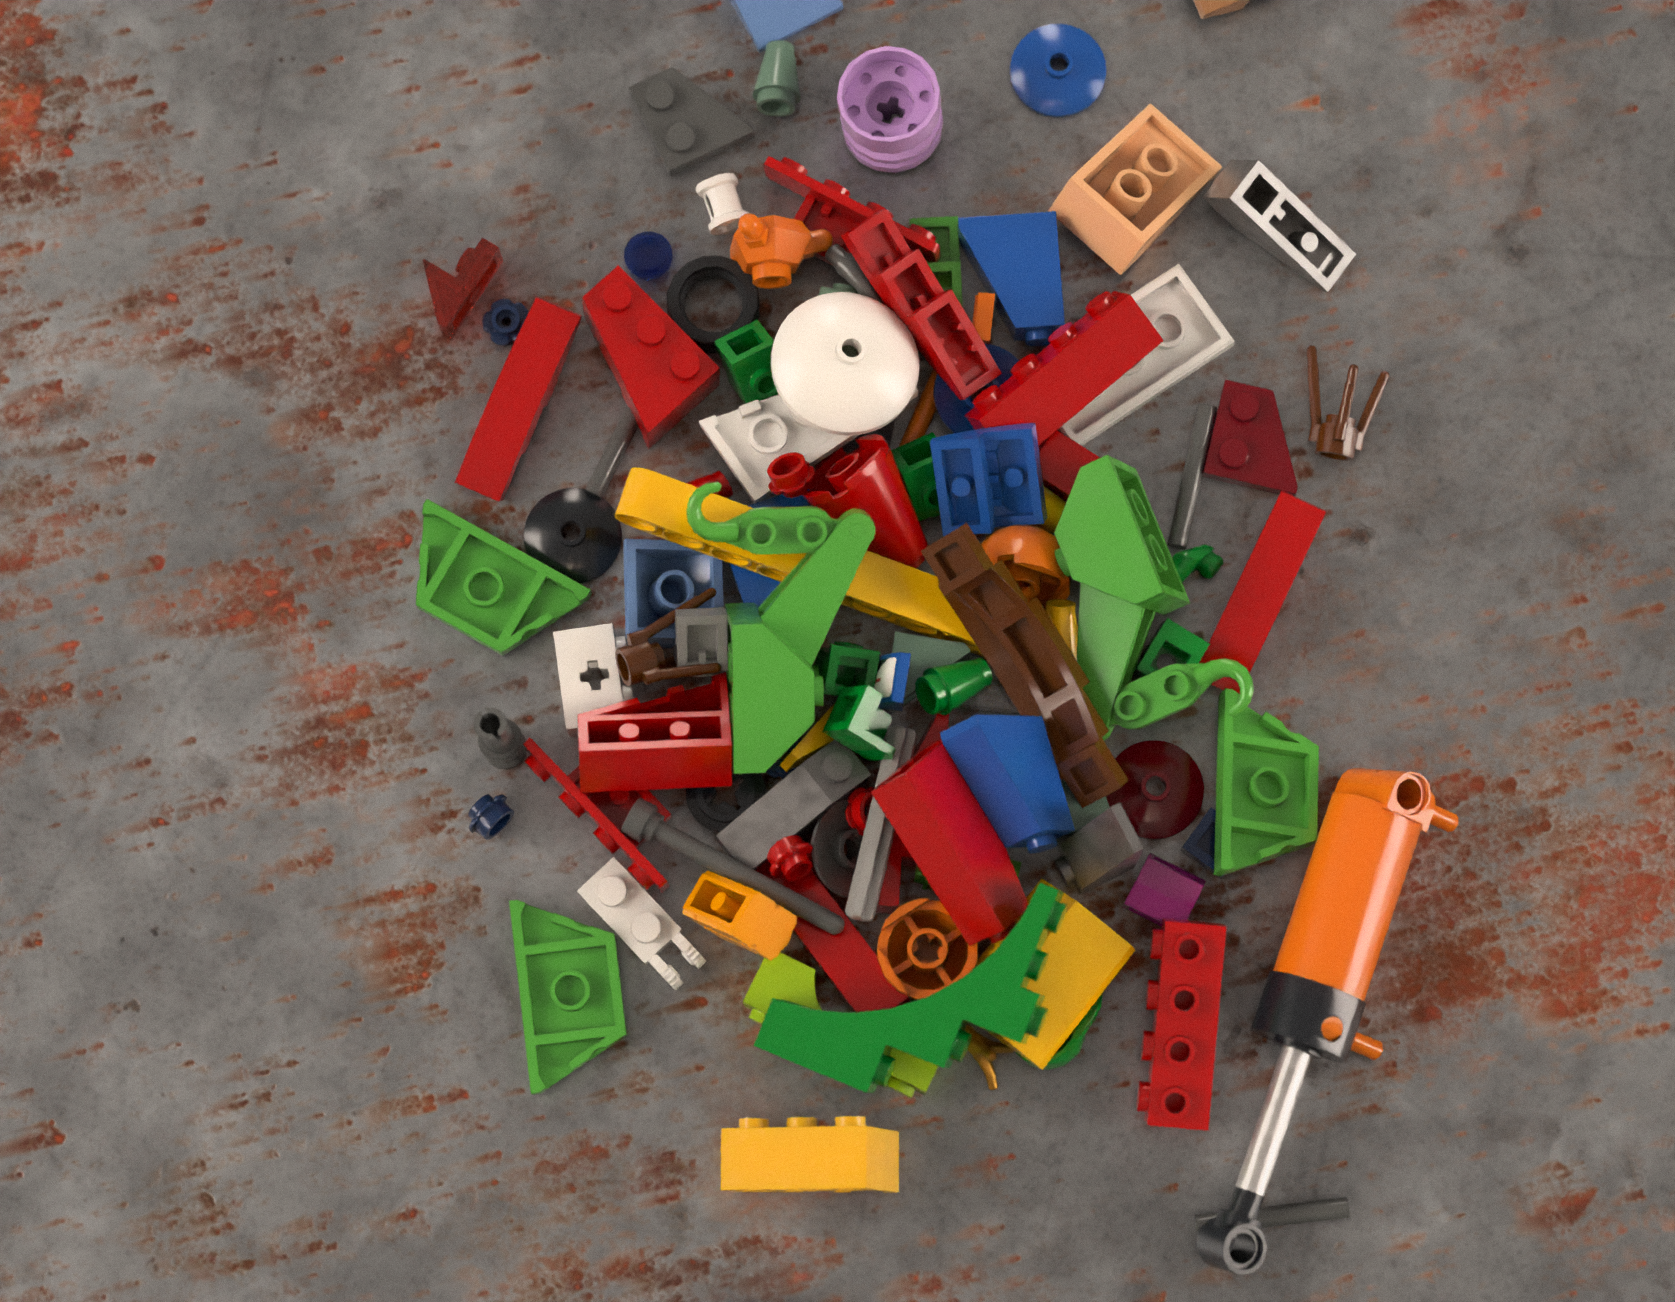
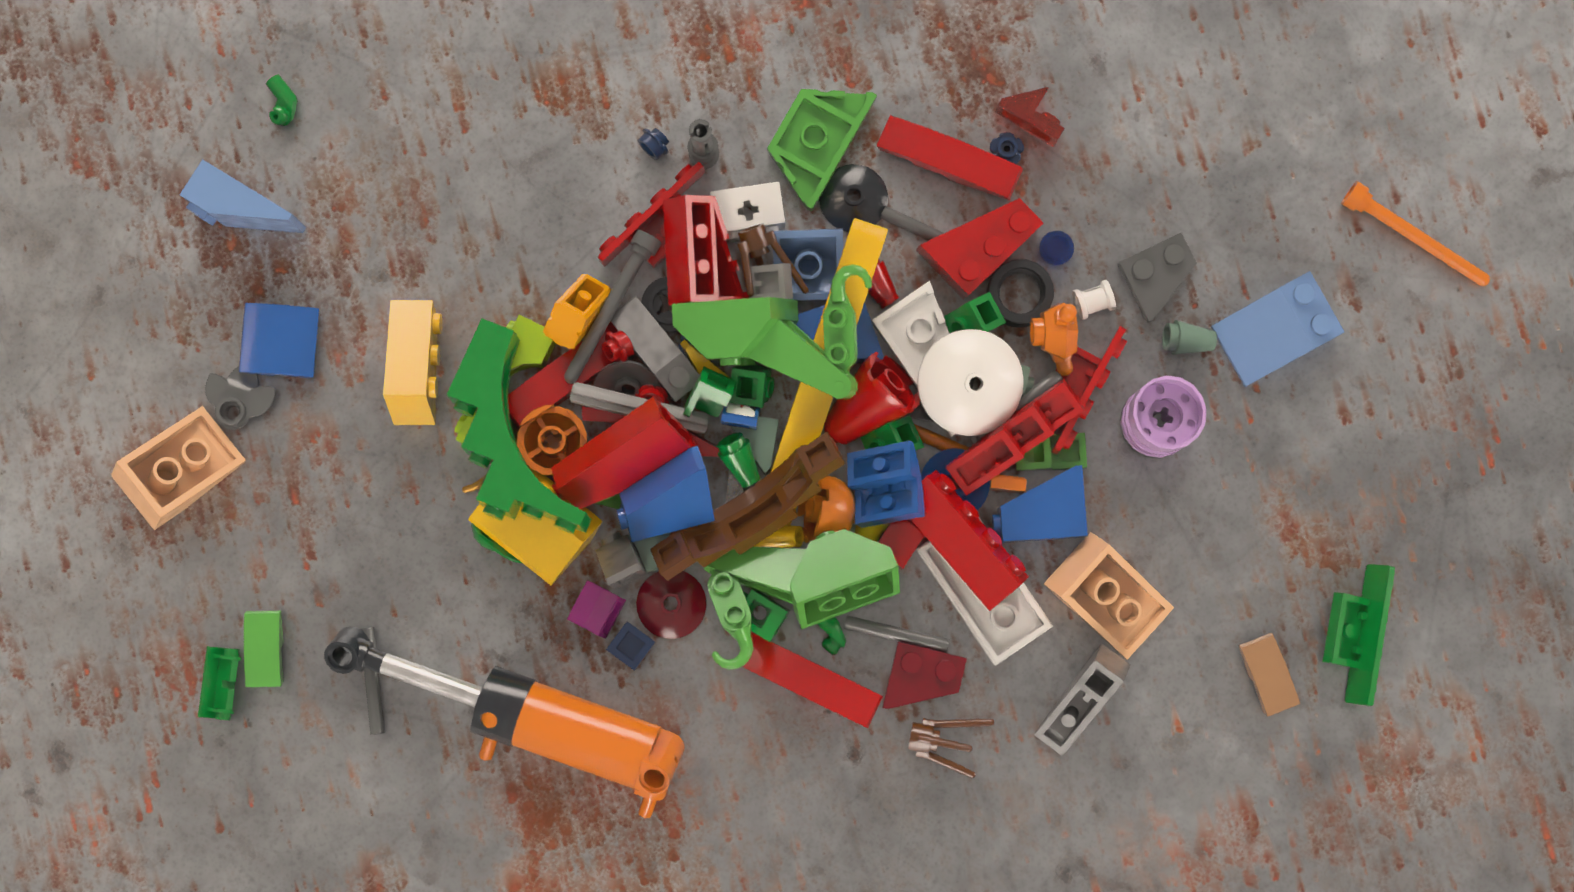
camera: 85 degrees right, 5 degrees up
(566, 992) = (531, 196): bright green wing -> none
(637, 919) = (580, 246): white hinge -> none
(790, 475) = (888, 343): red plate -> none
(1053, 91) = (1182, 545): blue dish -> none
(1184, 1024) = (501, 619): red brick -> none
(1261, 789) = (666, 678): bright green wing -> none

